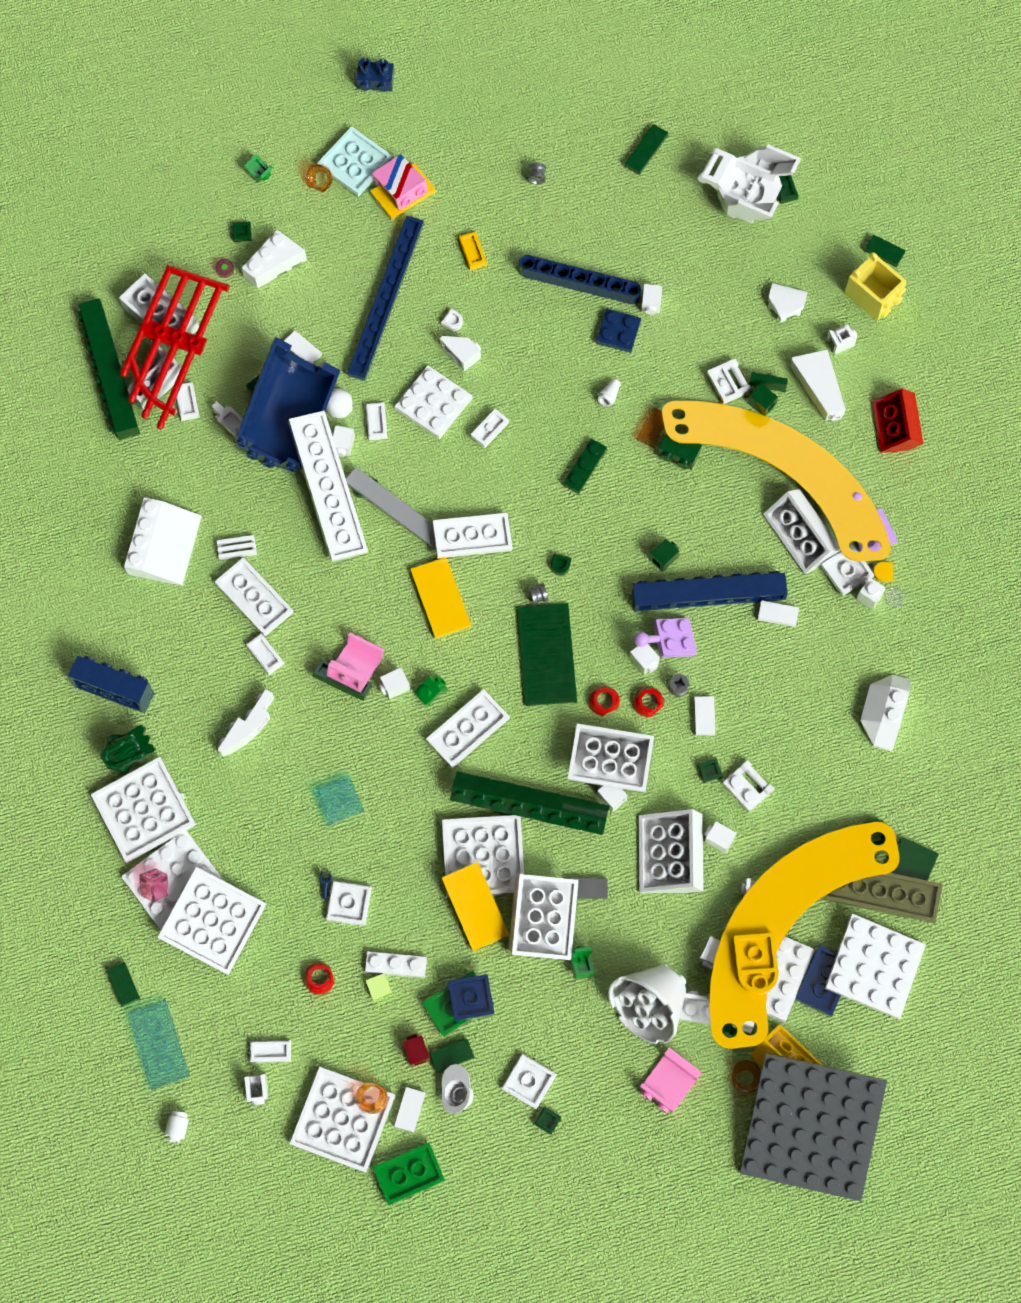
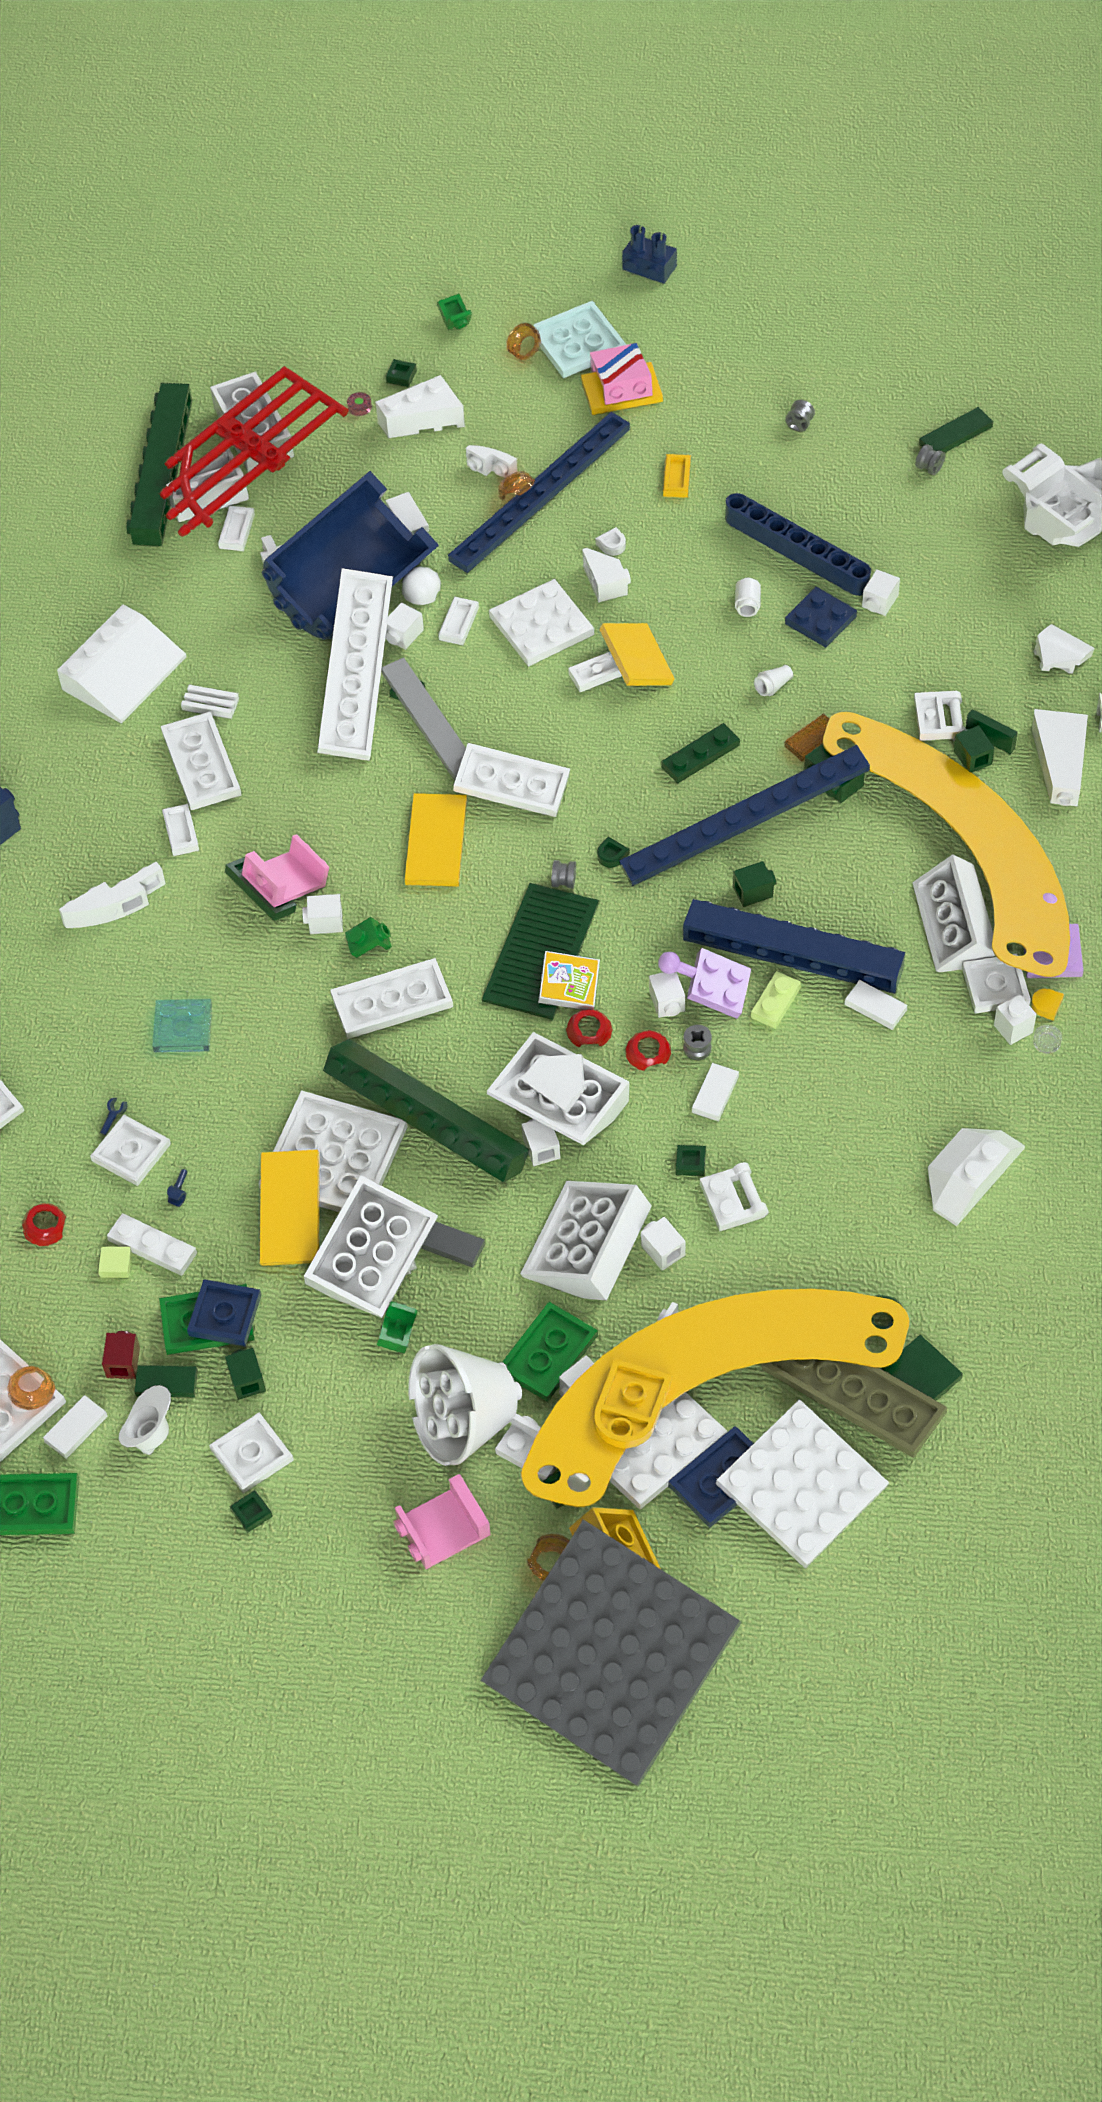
camera: 25 degrees right, 15 degrees down
(335, 286) = (488, 459): none -> white slope
(373, 302) = (515, 483): none -> clear orange piece
(395, 925) = (175, 1194): none -> dark blue hand
(500, 1031) = (245, 1373): none -> dark green brick
(511, 406) = (636, 654): none -> yellow tile
(564, 334) = (747, 597): none -> white brick
(577, 672) = (569, 981): none -> tile
(611, 754) = (557, 1079): none -> white slope
(638, 507) = (744, 815): none -> dark blue plate
(639, 179) = (930, 459): none -> flat silver wheel
(682, 939) = (548, 1350): none -> green plate
(713, 634) = (776, 1000): none -> yellowish green plate

